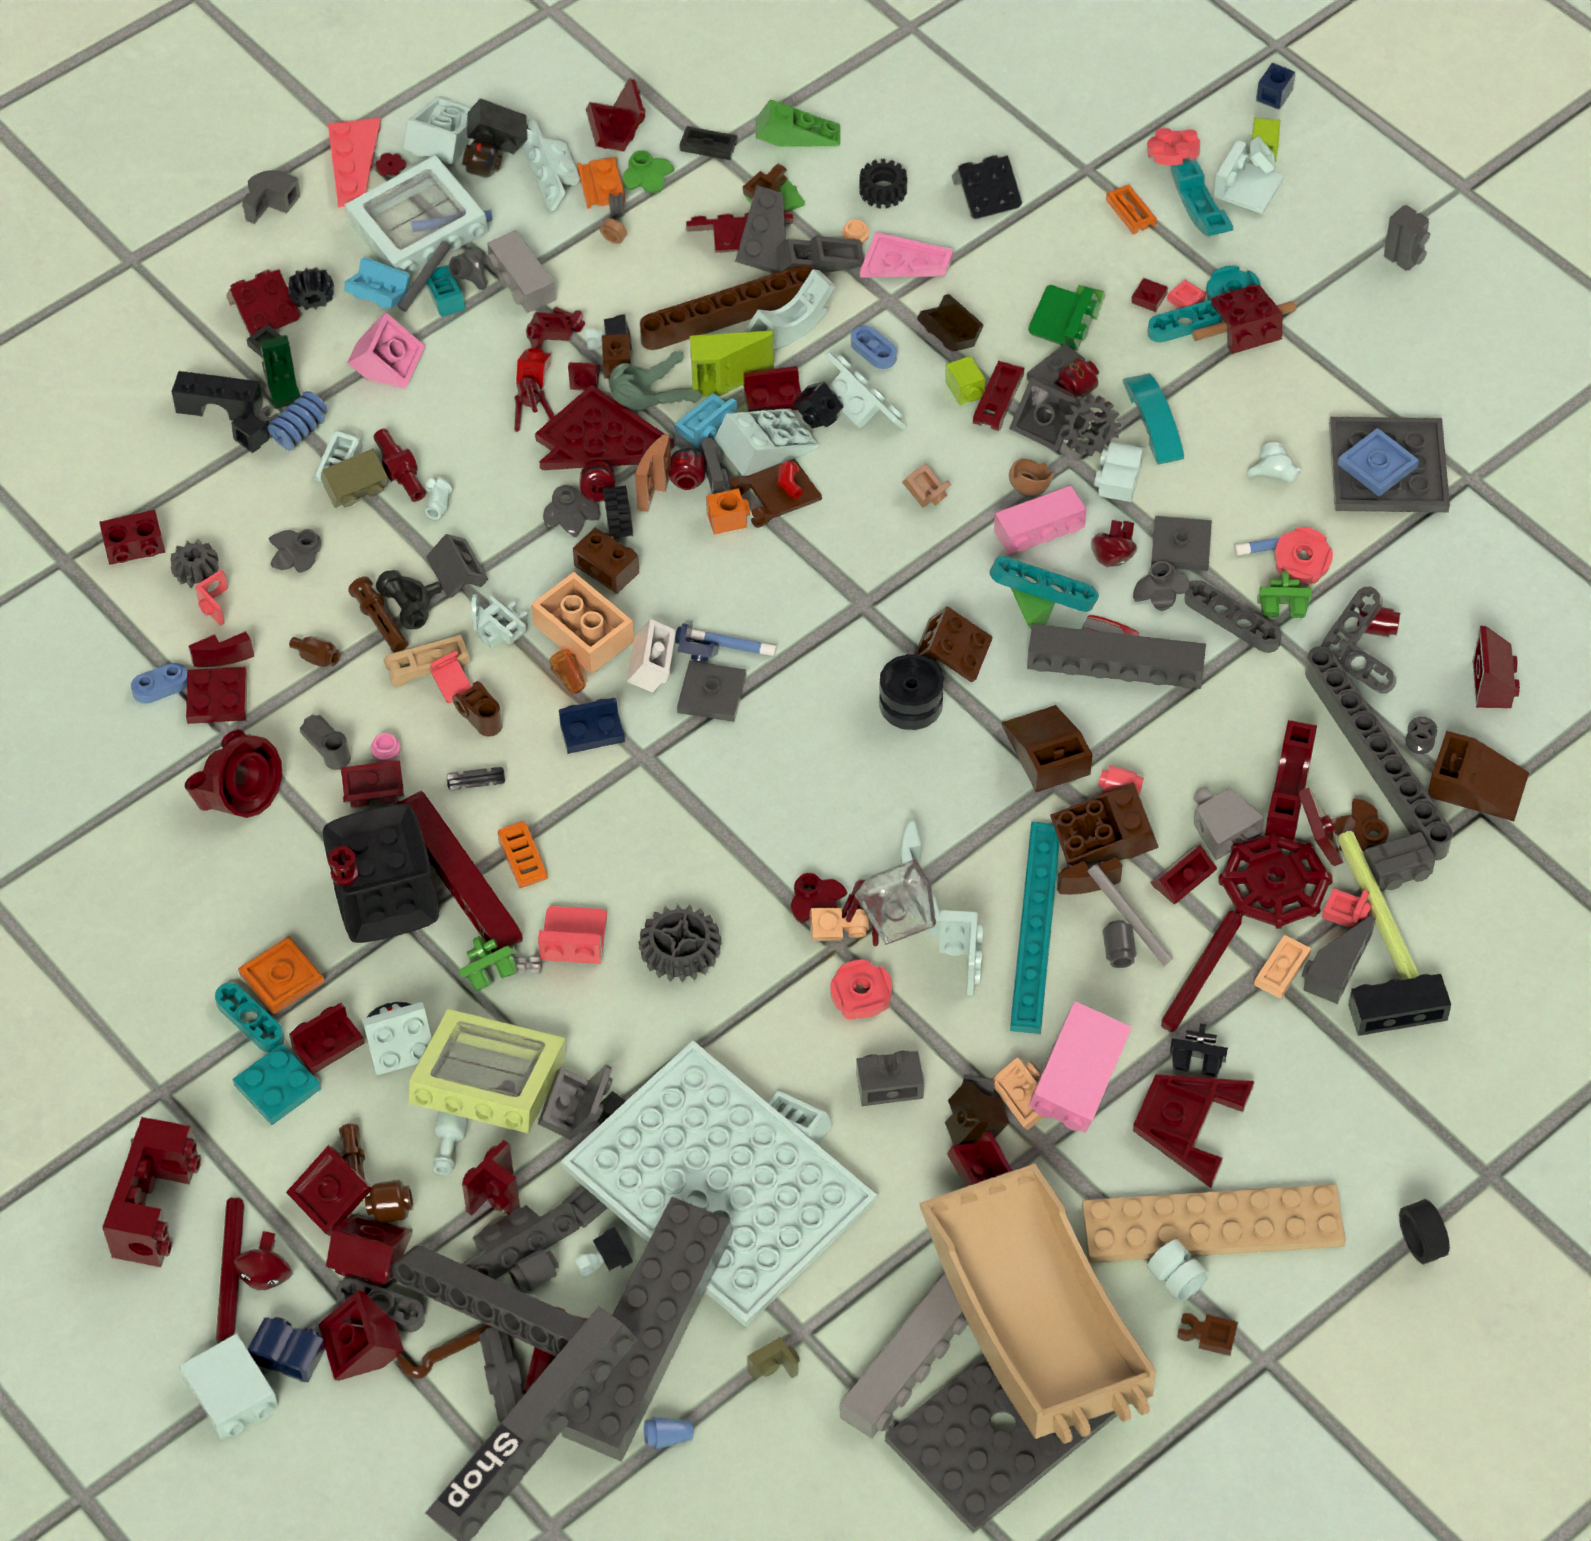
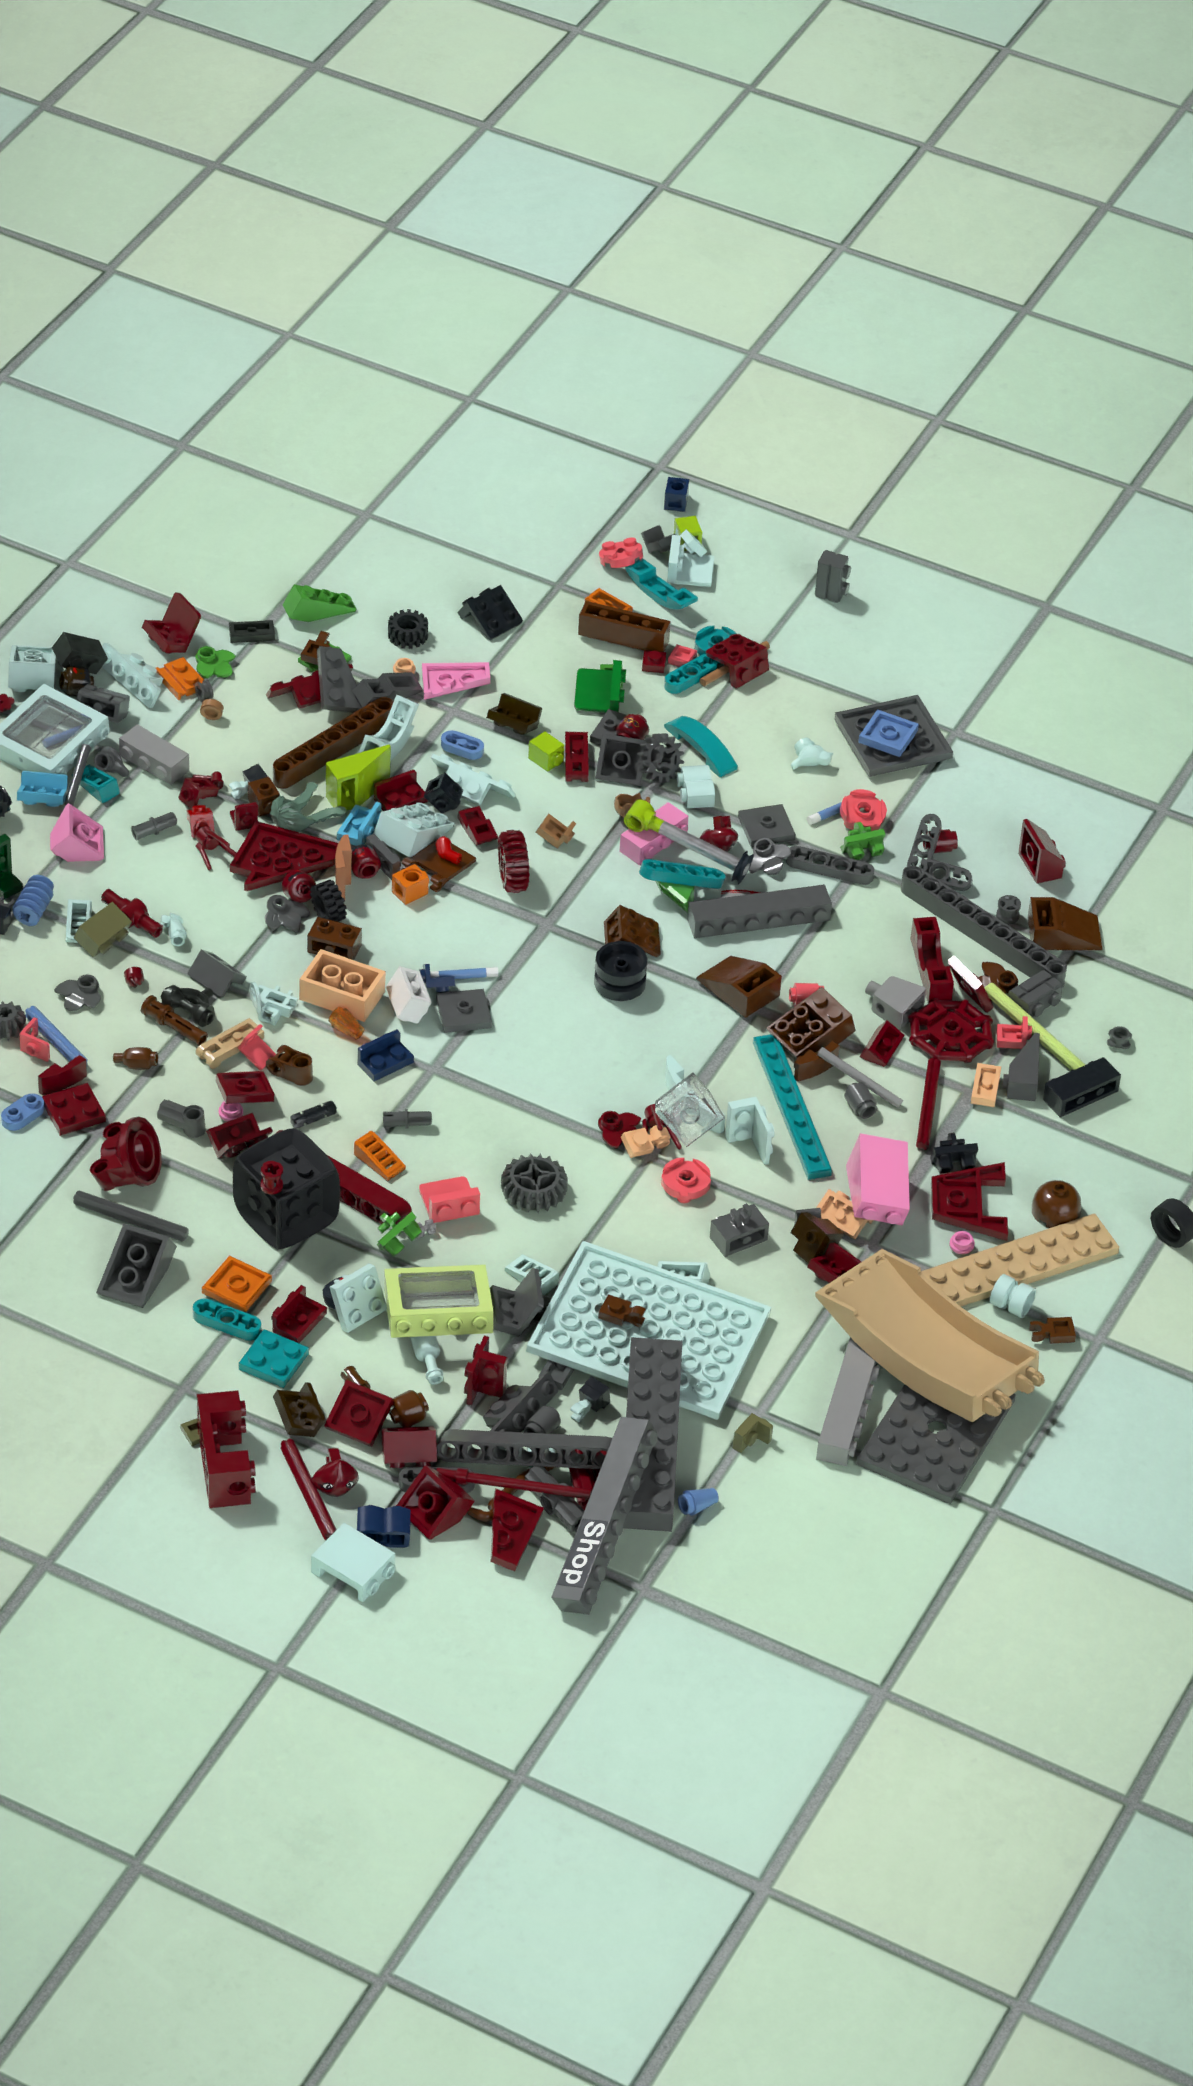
camera: 25 degrees left, 10 degrees down
(179, 919) = (136, 1265): none -> dark grey slope
(210, 851) = (131, 1216): none -> dark grey axle
(241, 597) = (53, 1034): none -> medium blue axle
(266, 1165) = (300, 1411): none -> dark brown bracket
(363, 546) = (134, 976): none -> dark red hinge
(406, 1315) = (463, 1476): none -> dark red bar
(412, 723) = (244, 1087): none -> dark red plate
(433, 1400) = (512, 1528): none -> dark red wing
(479, 360) = (153, 826): none -> dark grey axle
(495, 194) = (105, 701): none -> dark grey brick
(576, 815) = (407, 1119): none -> dark grey axle
(630, 1081) = (549, 1276): none -> light aqua slope
(688, 1148) = (620, 1310): none -> reddish brown plate
(842, 455) = (477, 826): none -> dark red slope
(852, 515) = (513, 861): none -> dark red gear
(1026, 500) = (643, 817): none -> piece
(1129, 244) = (630, 630): none -> reddish brown brick
(1153, 1175) = (962, 1242): none -> bright pink plate
(1223, 137) = (655, 539): none -> dark grey bracket
(1294, 1157) = (1056, 1203): none -> reddish brown cylinder
(1482, 942) = (1119, 1037): none -> dark grey plate

